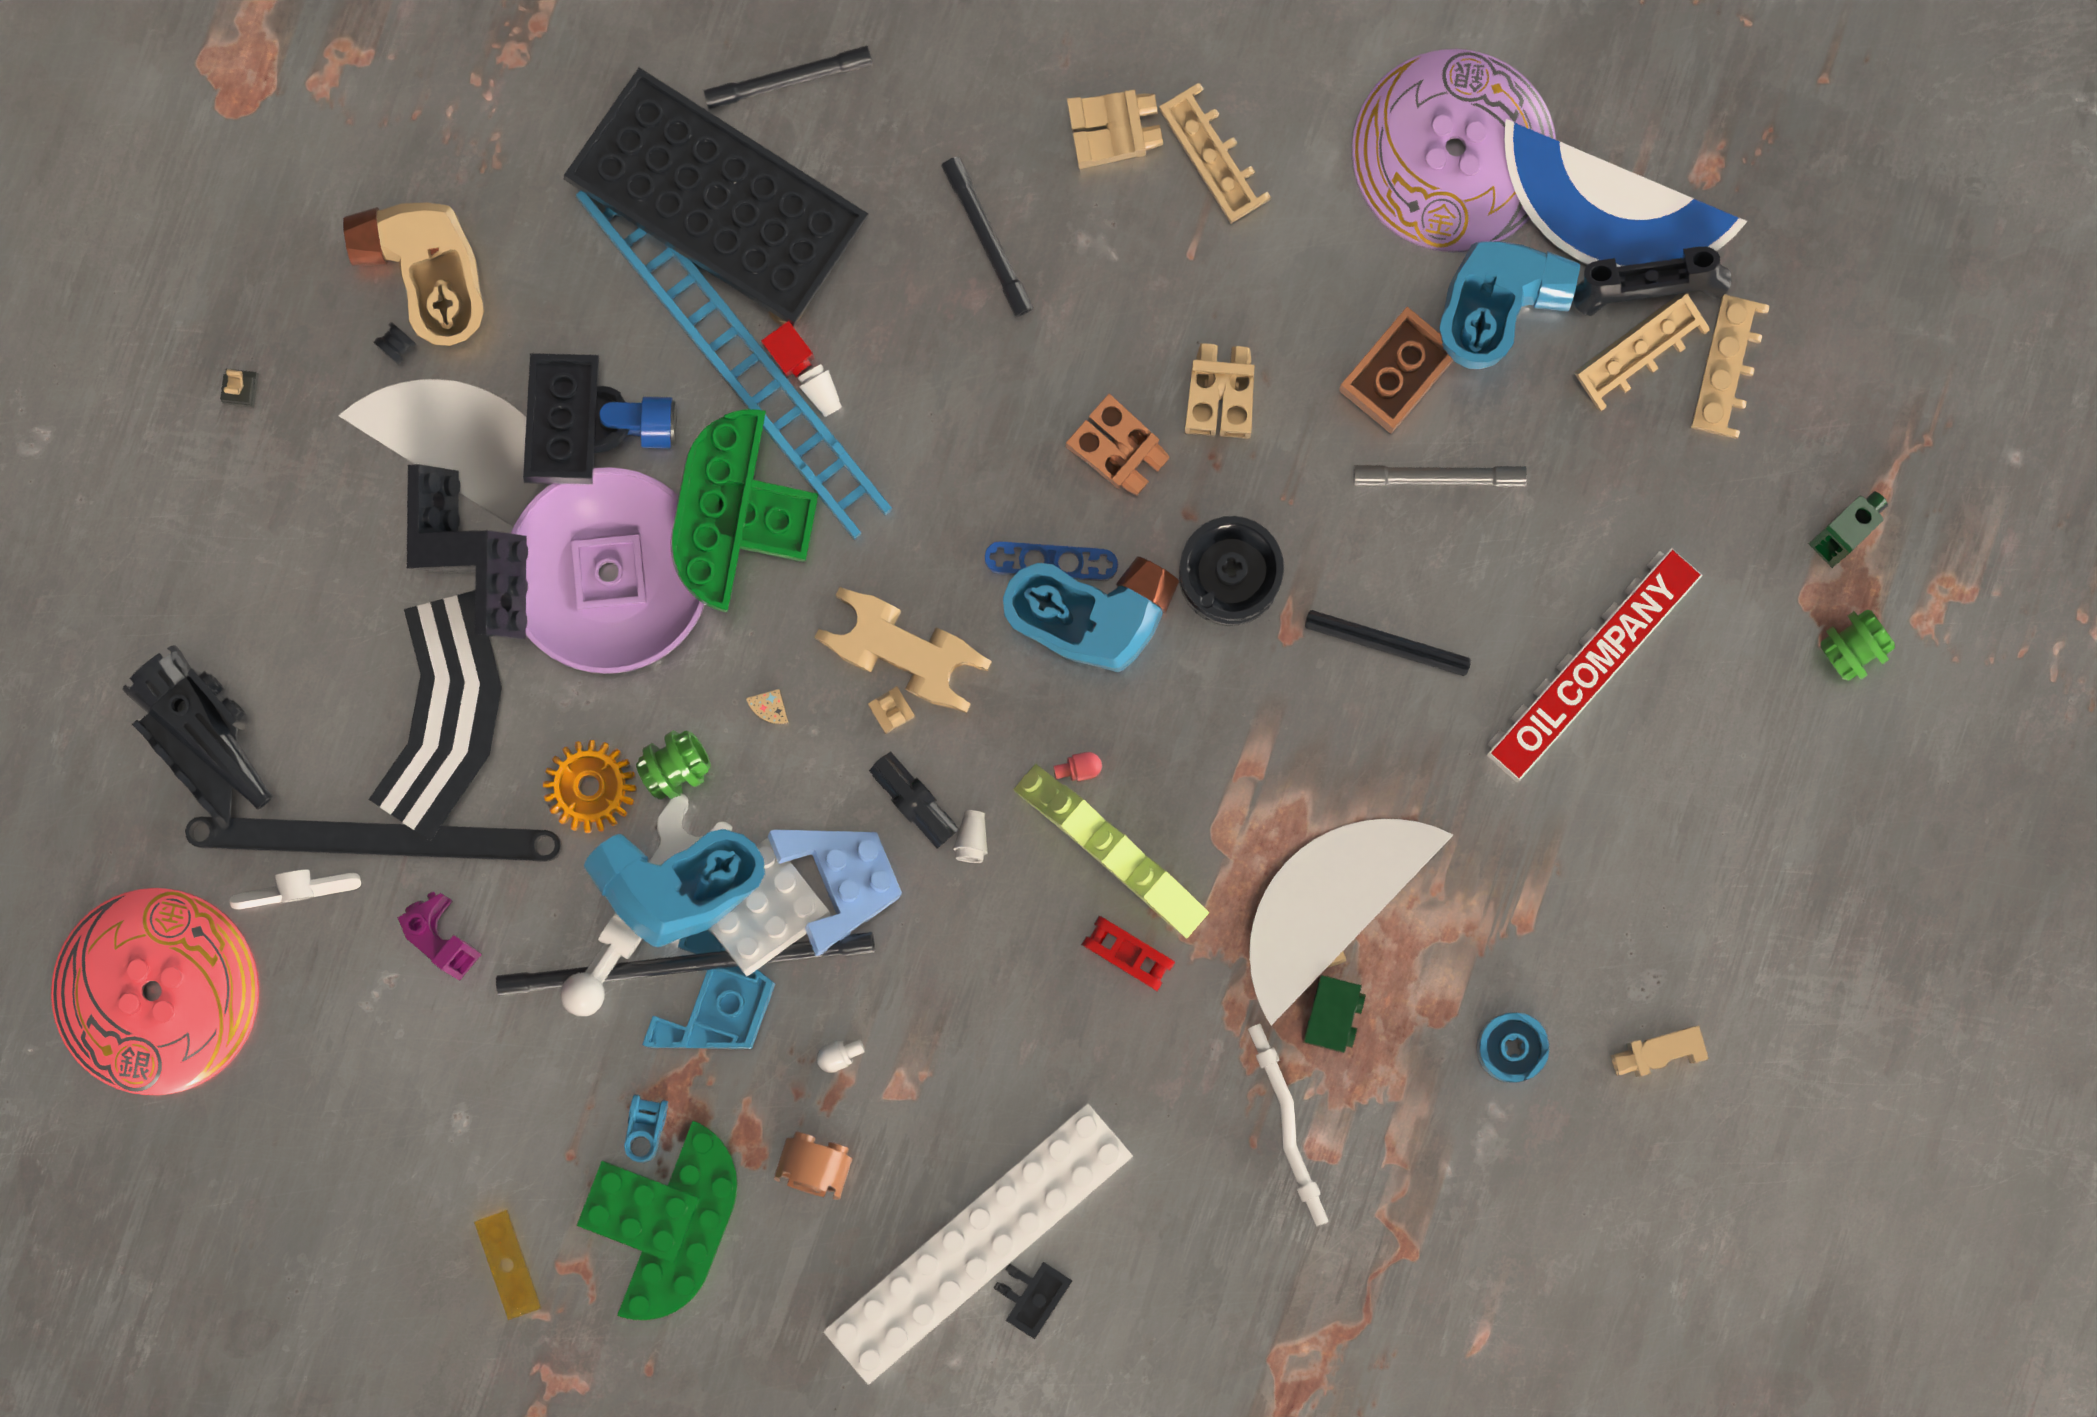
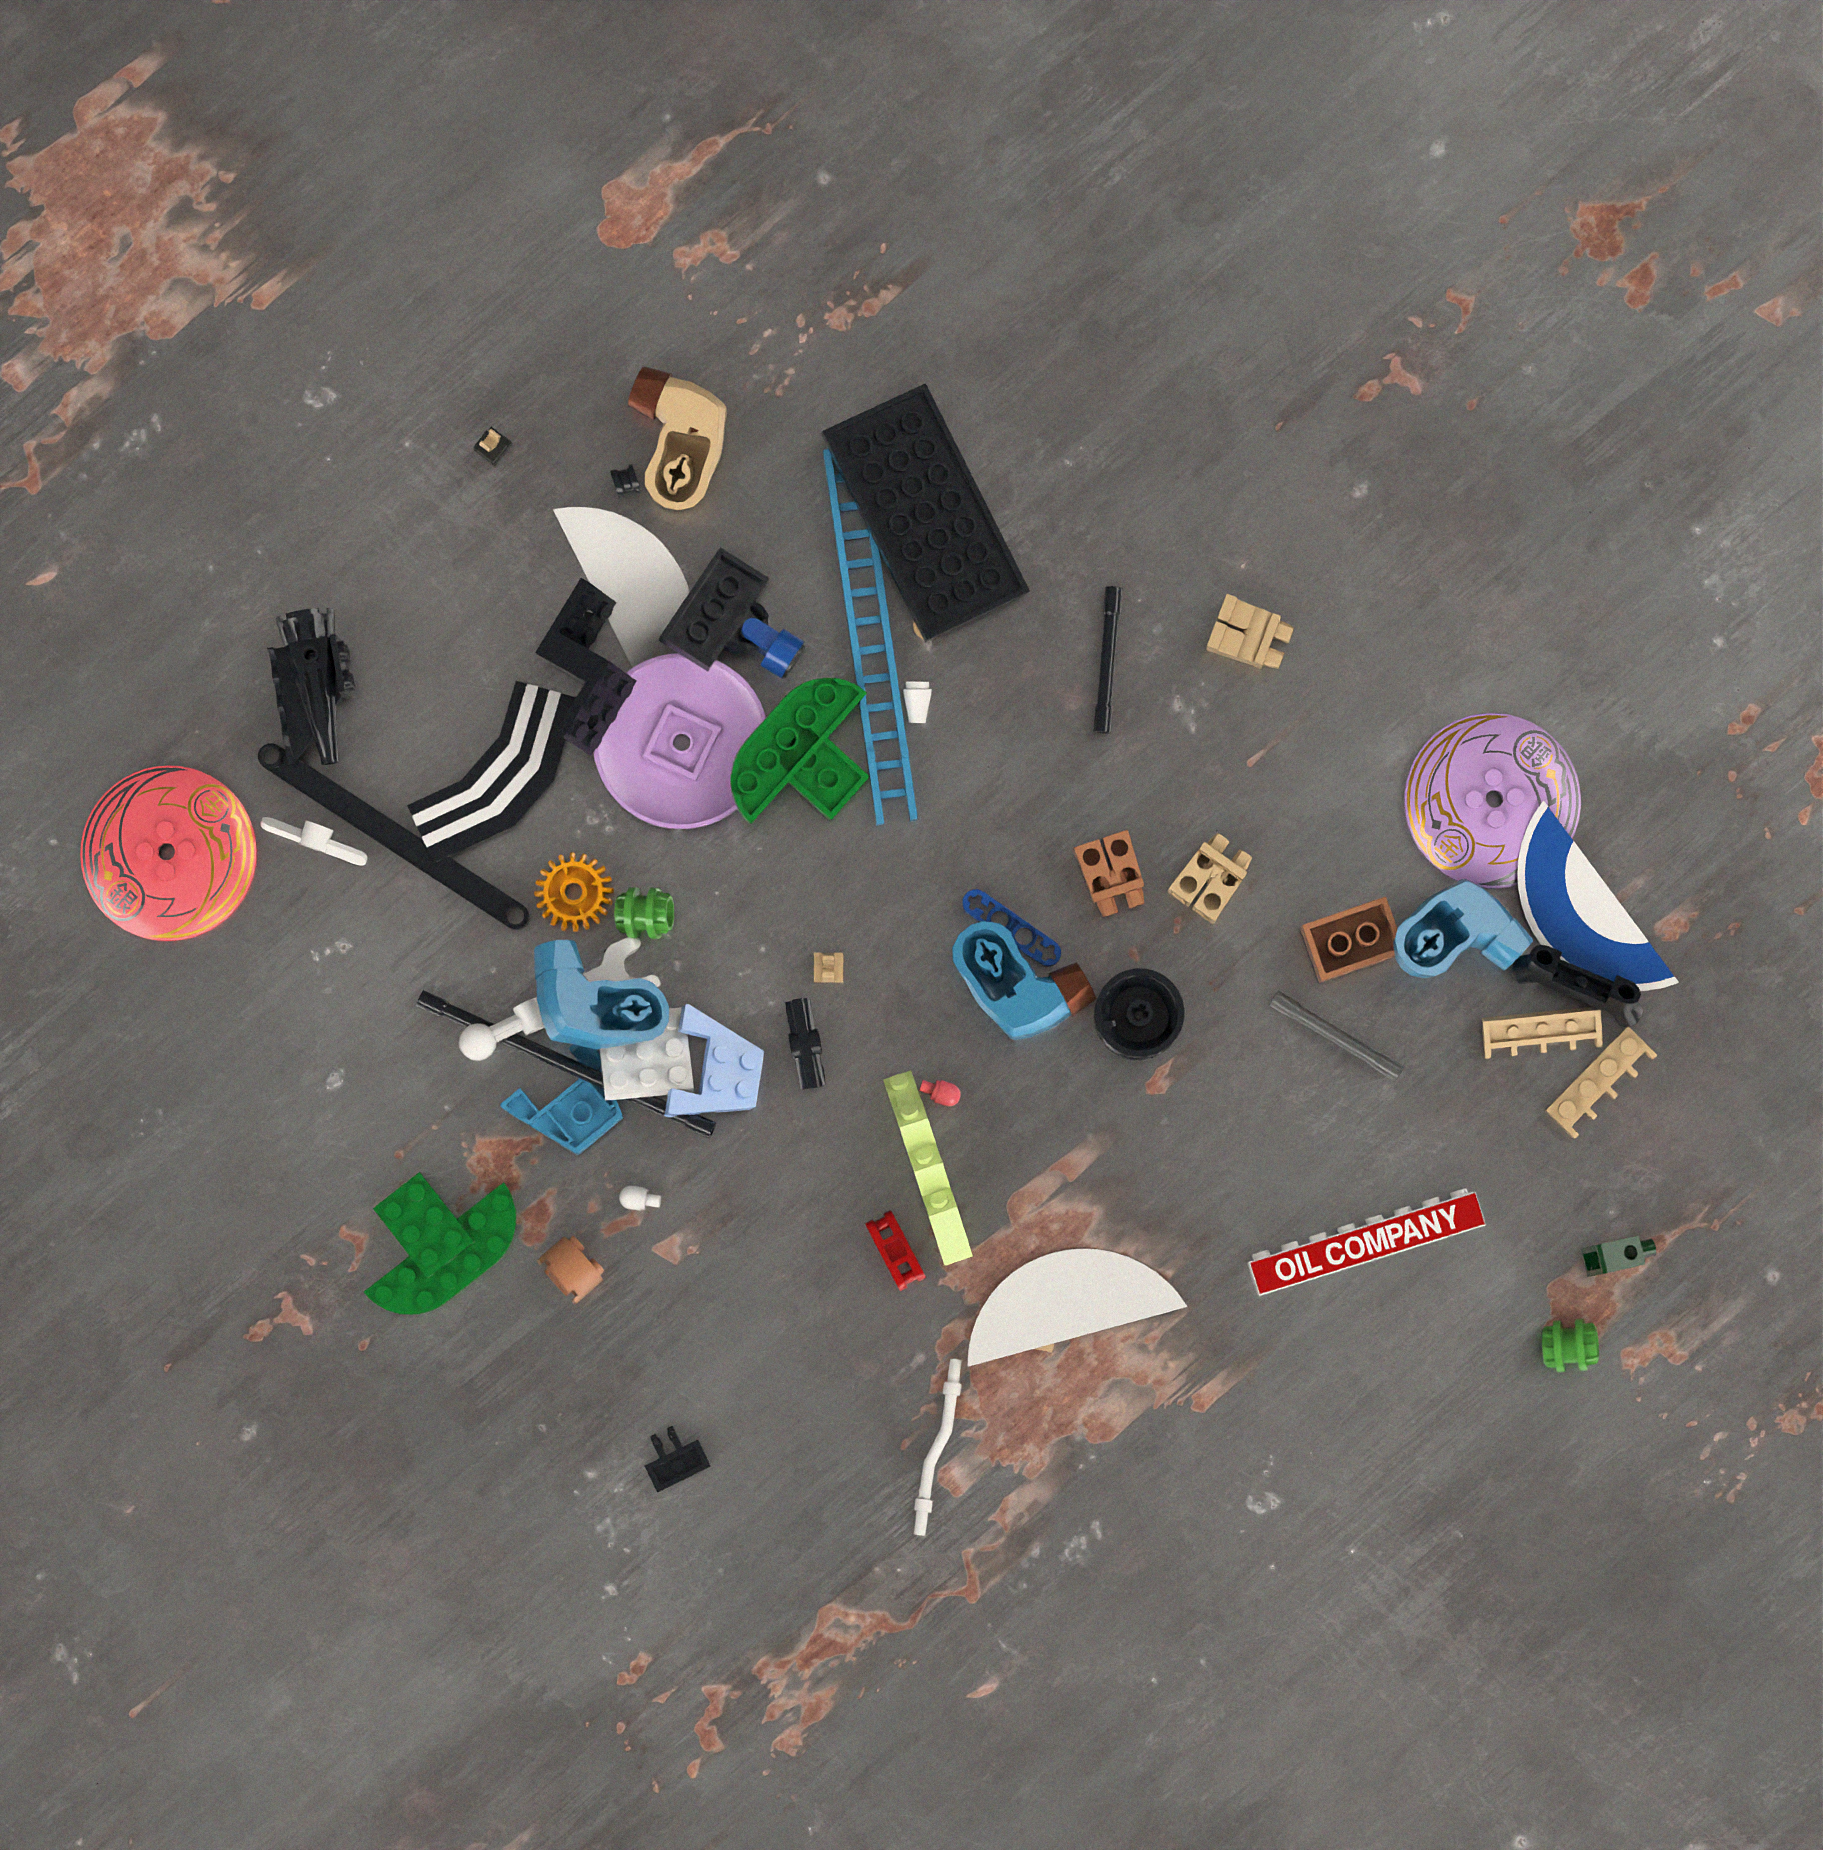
camera: 30 degrees right, 0 degrees up
(421, 929) = (398, 956): magenta tile -> none
(499, 1243) = (302, 1226): clear yellow tile -> none
(645, 1126) = (466, 1165): dark azure piece -> none
(769, 707) = (740, 912): tan tile -> none
(788, 350) = (911, 658): red brick -> none
(842, 62) = (987, 443): black piece -> none
(878, 637) = (851, 909): tan piece -> none
(971, 839) = (830, 1097): white cone -> none
(978, 1244) = (657, 1397): white brick -> none
(1211, 155) = (1309, 698): tan hinge -> none
(1333, 1014) = (1019, 1386): dark green brick -> none
(1387, 643) = (1223, 1136): black axle -> none
(1533, 1047) = (1128, 1504): dark azure brick -> none
(1658, 1051) = (1243, 1556): tan hips -> none

